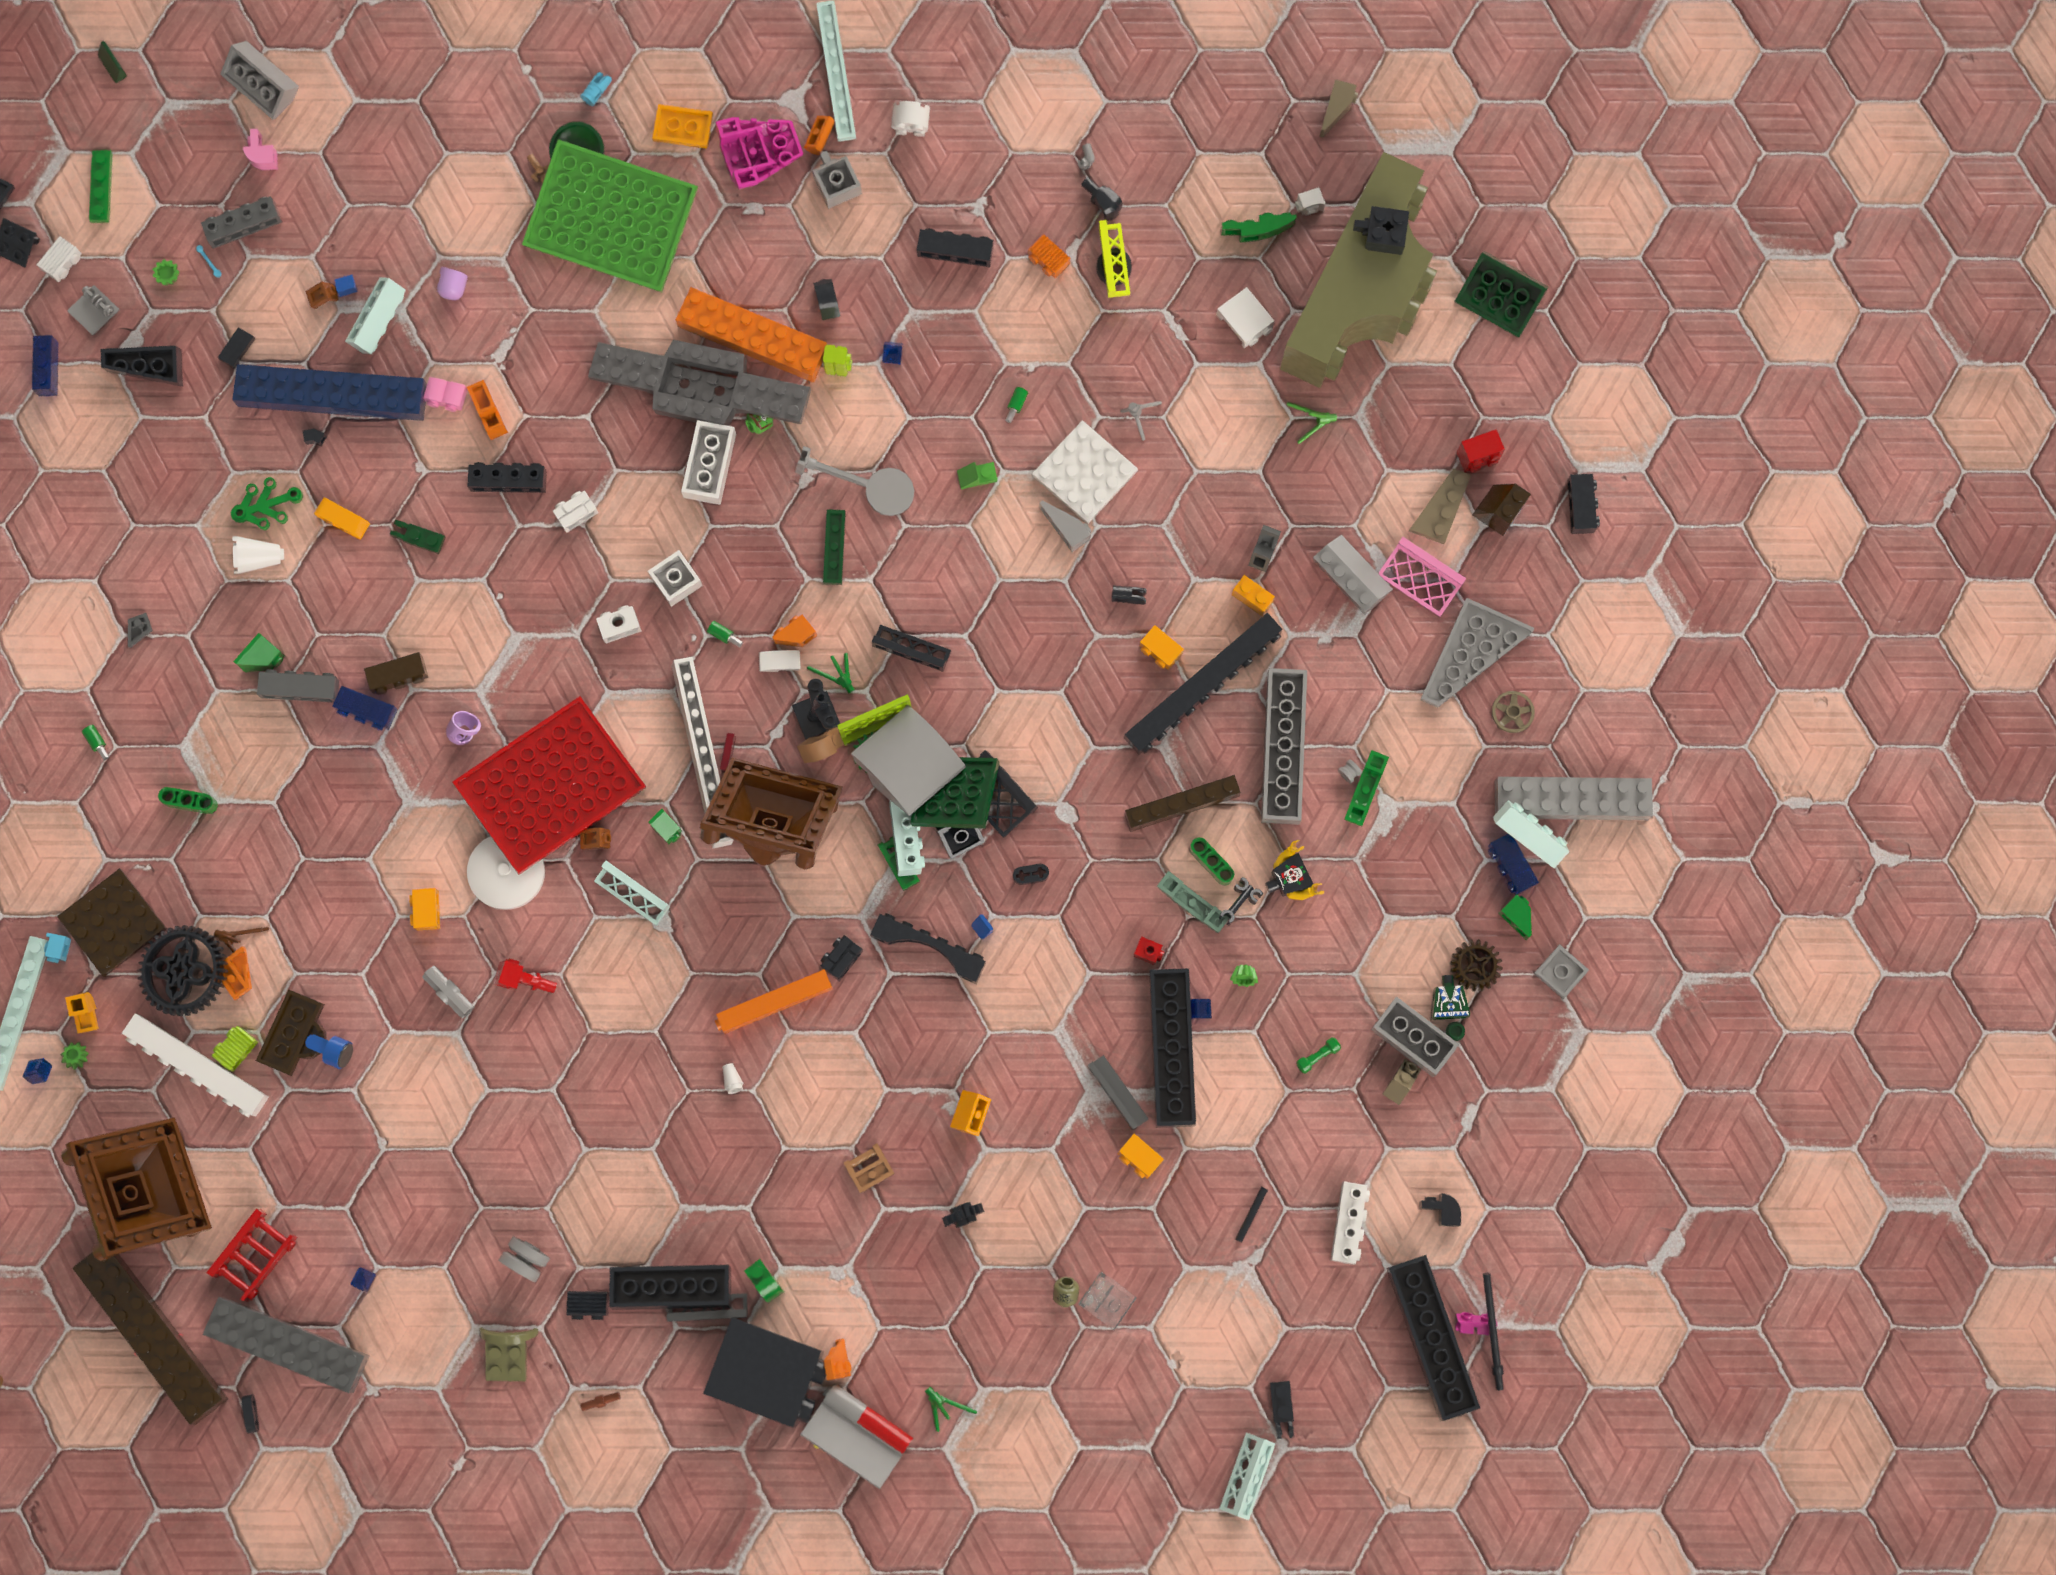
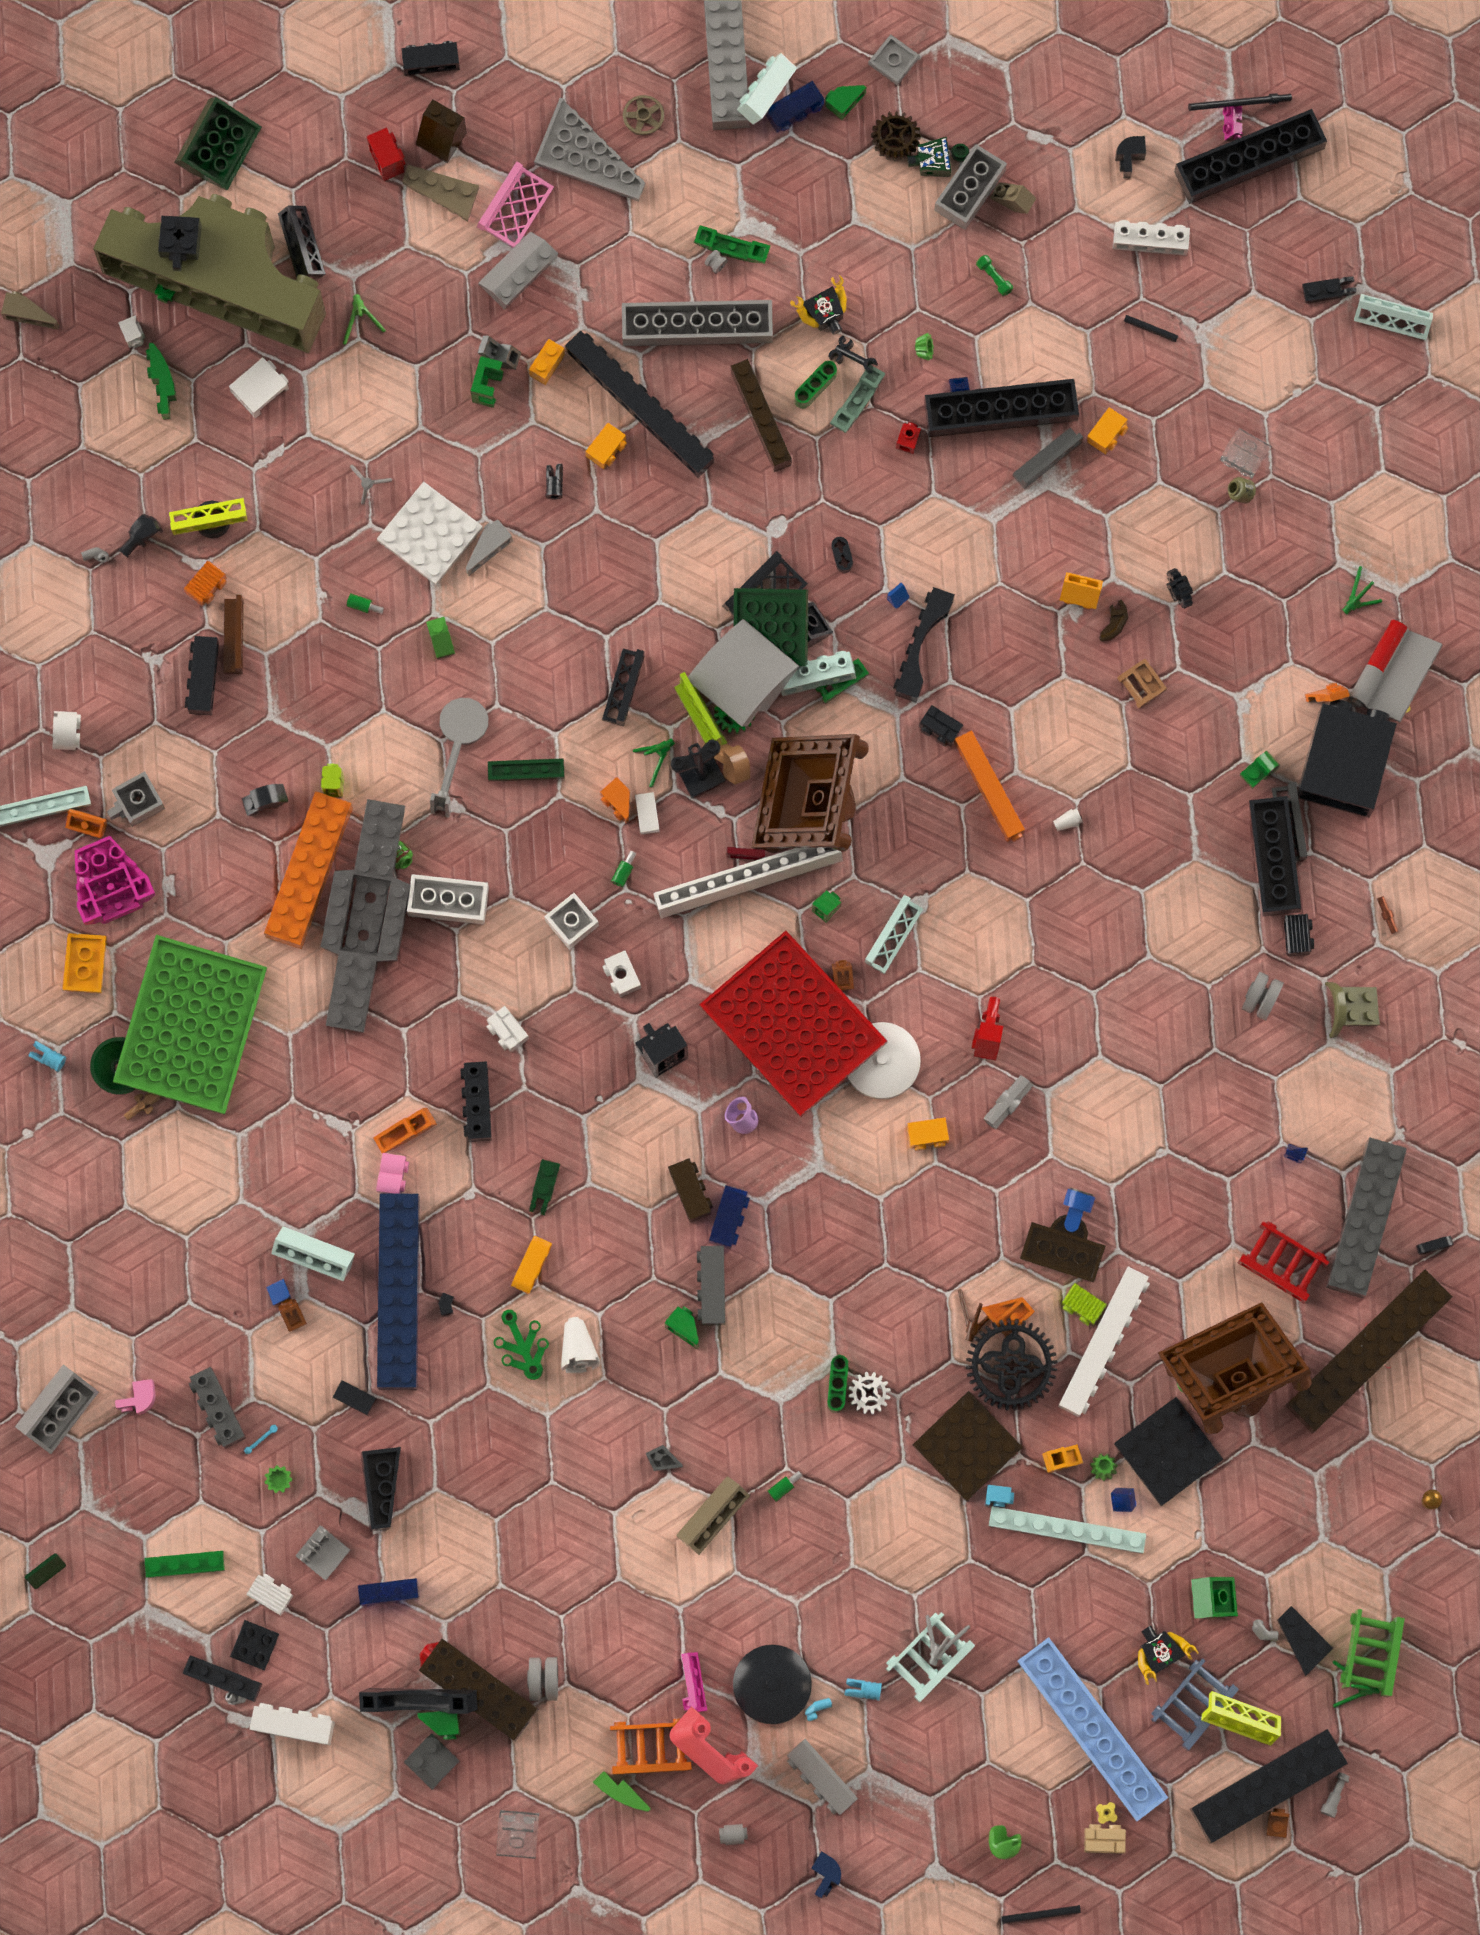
camera: 95 degrees left, 0 degrees up
(74, 670) = (713, 1515): none -> dark tan brick
(76, 1112) = (1168, 1451): none -> black plate
(169, 836) = (877, 1398): none -> white gear
(451, 284) = (274, 1178): lavender helmet -> none
(534, 654) = (662, 1048): none -> black hinge
(892, 352) = (316, 731): clear blue slope -> none
(937, 1149) = (1117, 622): none -> dark brown piece
(995, 281) = (233, 635): none -> reddish brown fence
(1235, 527) = (486, 370): none -> green panel
(1393, 361) = (297, 242): none -> black fence

